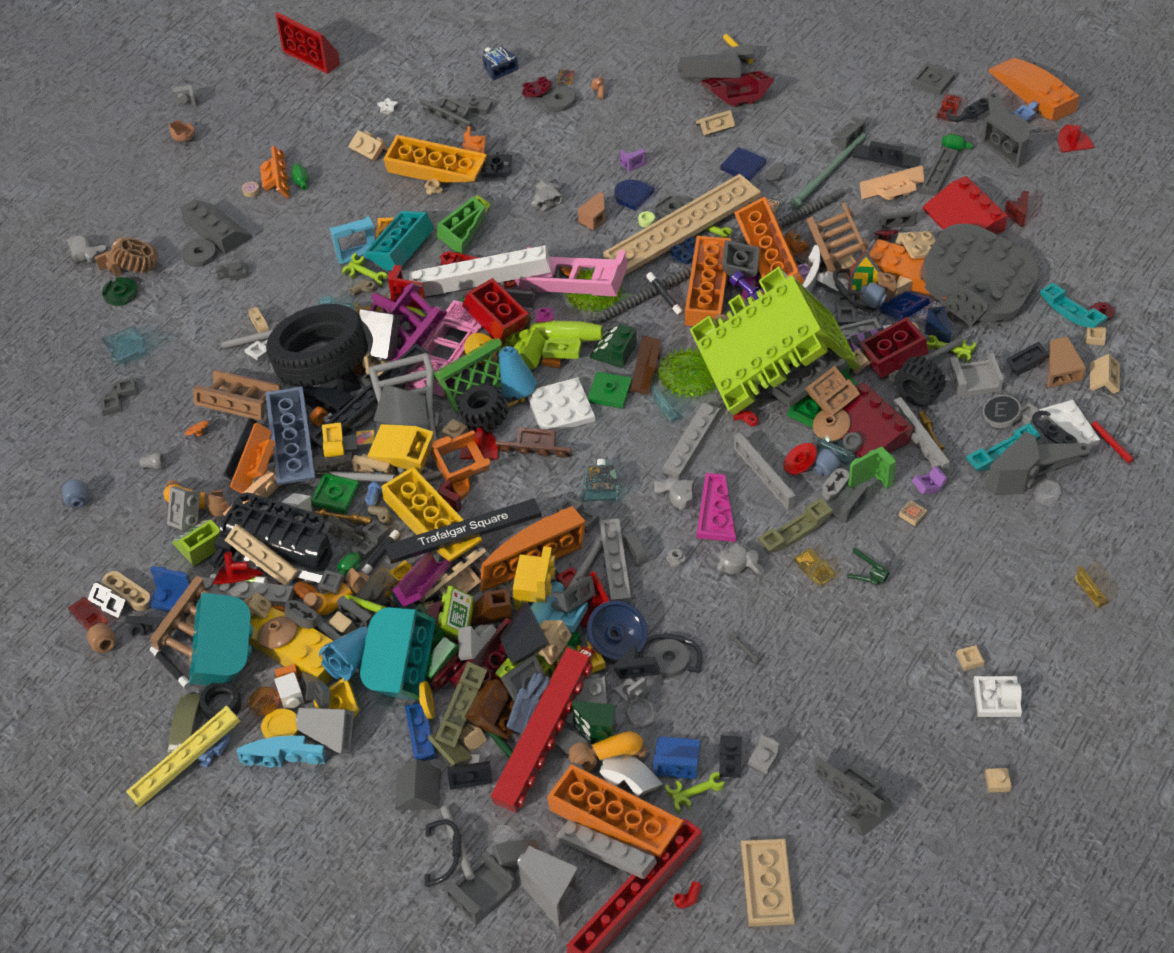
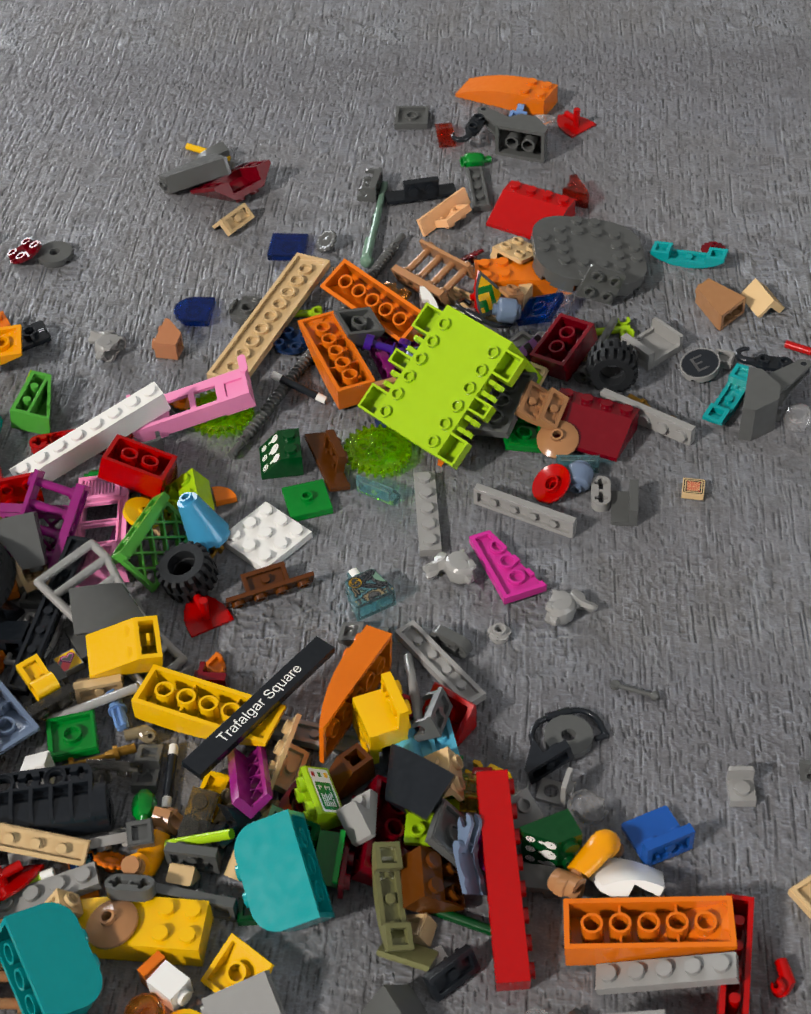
camera: 30 degrees left, 5 degrees down
(315, 689) = (205, 968): dark grey slope -> none
(344, 654) = (220, 906): dark azure cone -> none
(419, 732) = (356, 954): blue tile -> none
(426, 700) = (344, 913): yellow piece -> none
(447, 445) = (177, 624): orange piece -> none
(454, 429) = (167, 610): tan plate -> none
(544, 315) = (190, 458): magenta bracket -> none
(565, 76) = (47, 232): clear smoke tile -> none
(565, 337) = (229, 466): lime plate -> none
(598, 84) = (89, 228): nougat plate -> none
(617, 618) = (506, 725): dark blue dish -> none
(633, 160) = (175, 281): medium lavender bracket -> none
(646, 219) = (227, 329): yellowish green tile -> none
(681, 797) = (692, 876): lime bar -> none
(730, 756) = (707, 807): black plate -> none
(748, 417) = (468, 468): red arm -> none
(798, 528) = (598, 548): olive slope -> none
(813, 567) = (647, 582): clear yellow slope -> none
(852, 441) = (591, 445): dark grey tile -> none
(876, 464) = (634, 457): bright green bracket -> none
(878, 572) = (707, 555): dark green plant -> none
(898, 219) = (473, 240): dark grey slope -> none
(930, 482) = (689, 452): medium lavender bracket -> none
(938, 324) = (586, 311): dark blue slope -> none
(1027, 358) = (686, 311): black plate -> none
(1070, 418) = (761, 344): white wing -> none
(1096, 336) = (725, 271): tan tile -> none

